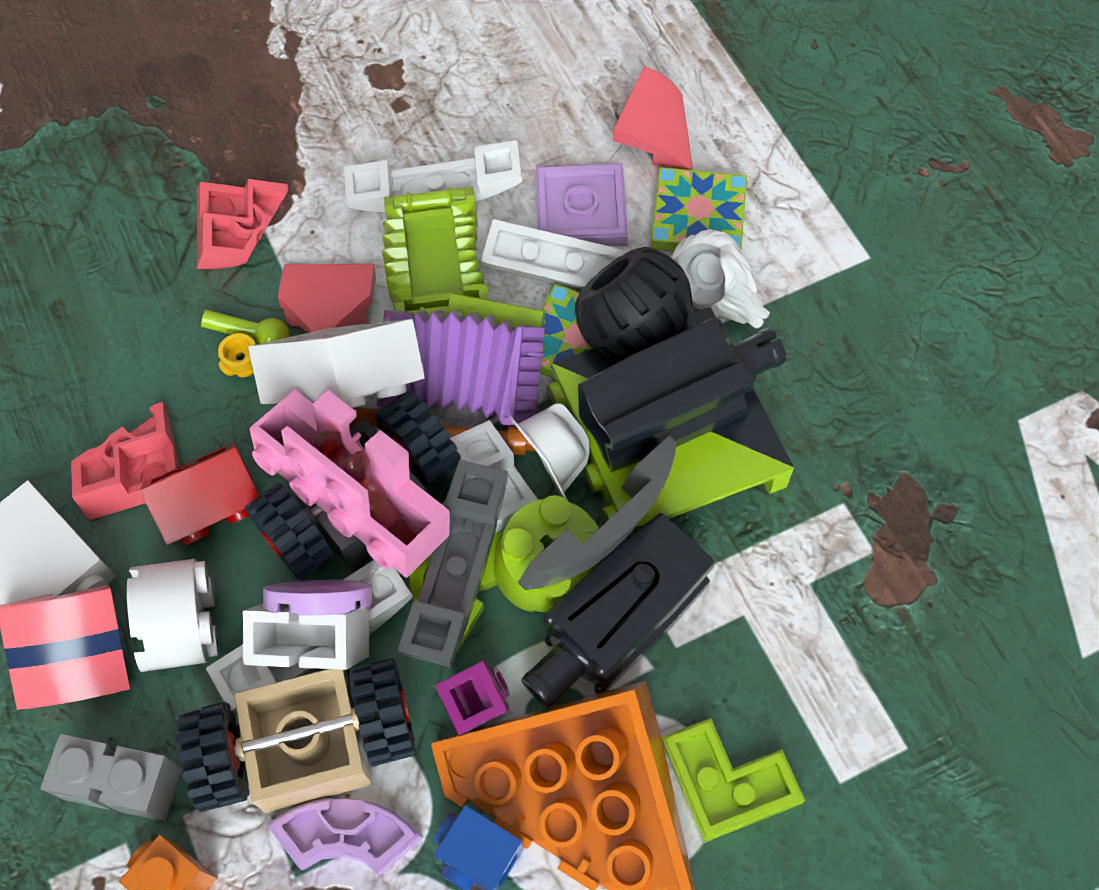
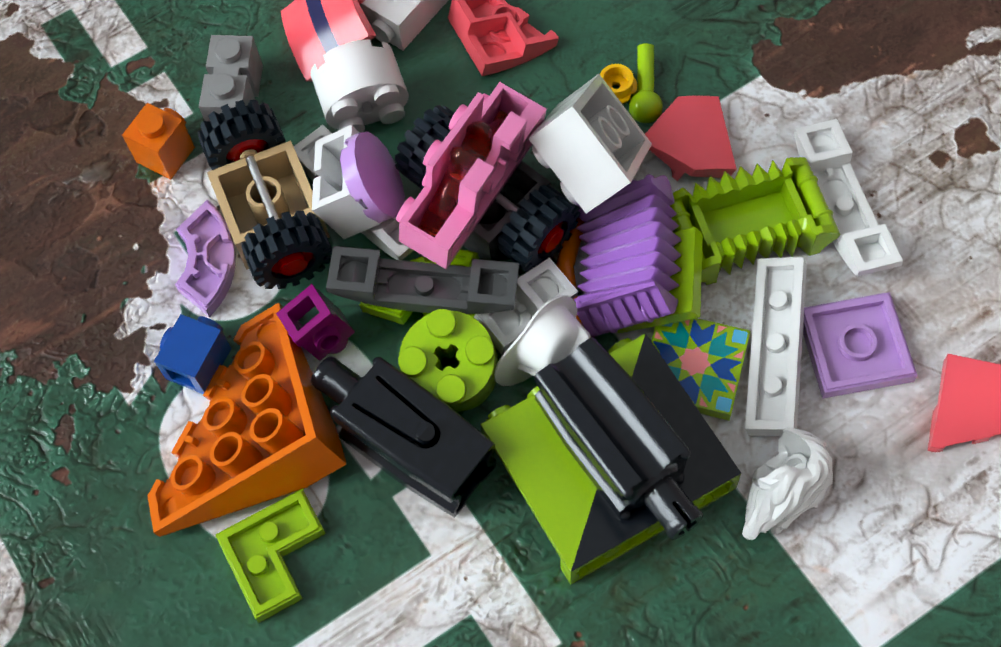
camera: 85 degrees right, 0 degrees up
(200, 494) = (462, 70): brick -> none
(233, 220) = (758, 46): coral slope -> none
(569, 557) = (522, 426): dark grey slope -> none
(633, 303) = (716, 391): black wheel -> none
(697, 202) = (878, 462): tile -> none

